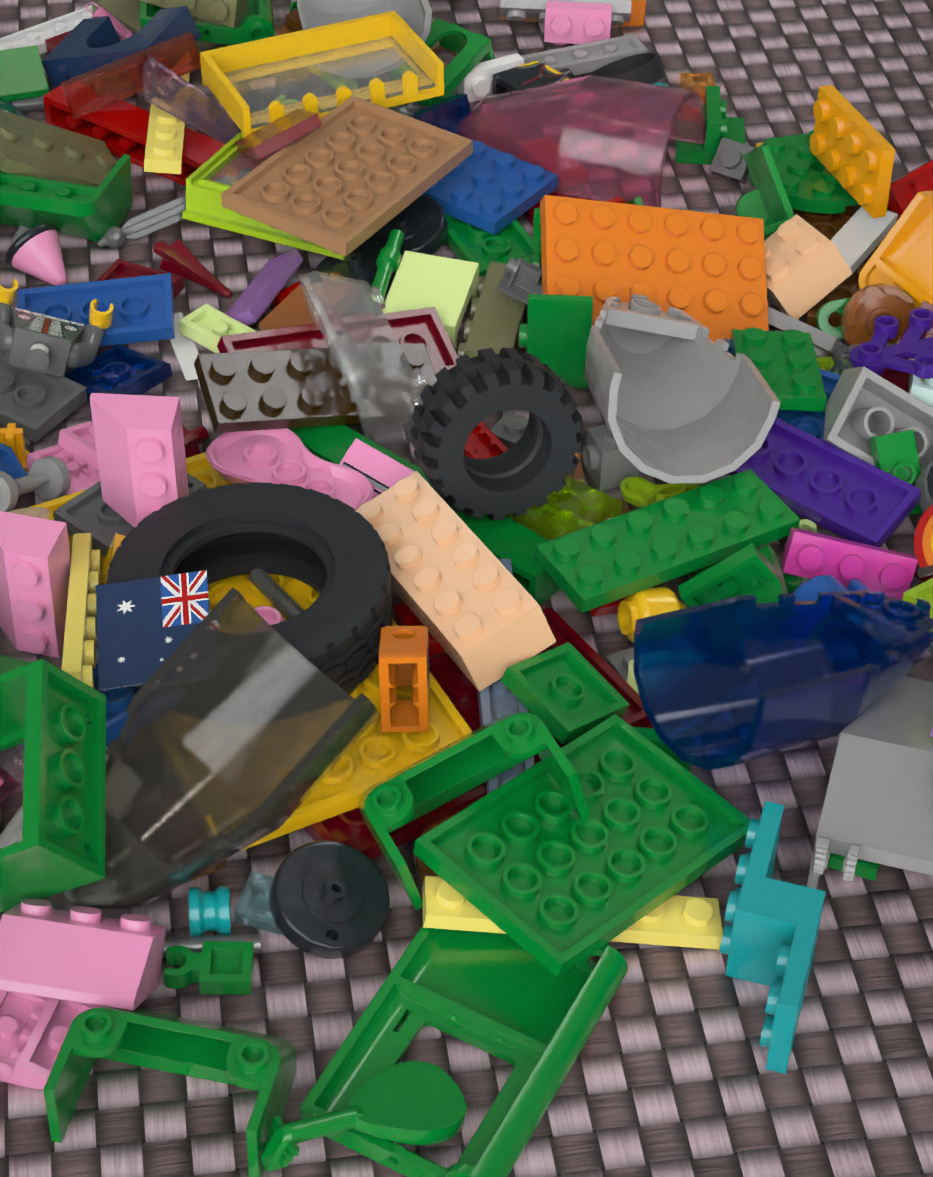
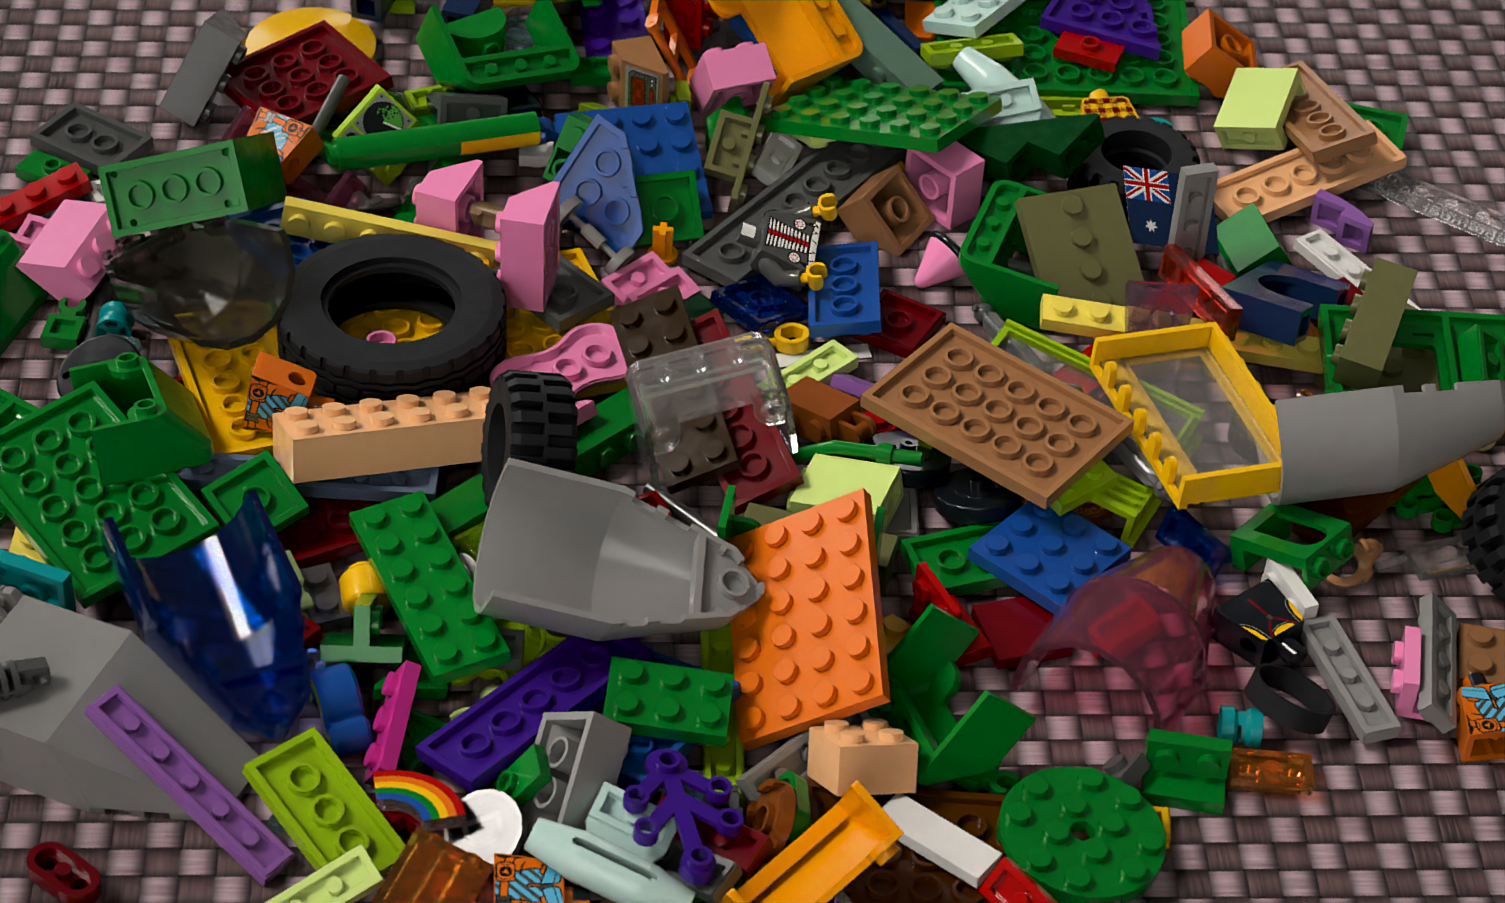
camera: 95 degrees right, 0 degrees up
(29, 62) = (1193, 208): none -> light grey plate
(145, 623) = (340, 249): dark blue sticker -> none
(178, 362) = (792, 346): none -> yellow piece
(278, 134) = (1065, 368): dark red tile -> none
(852, 151) = (1034, 805): light orange plate -> none

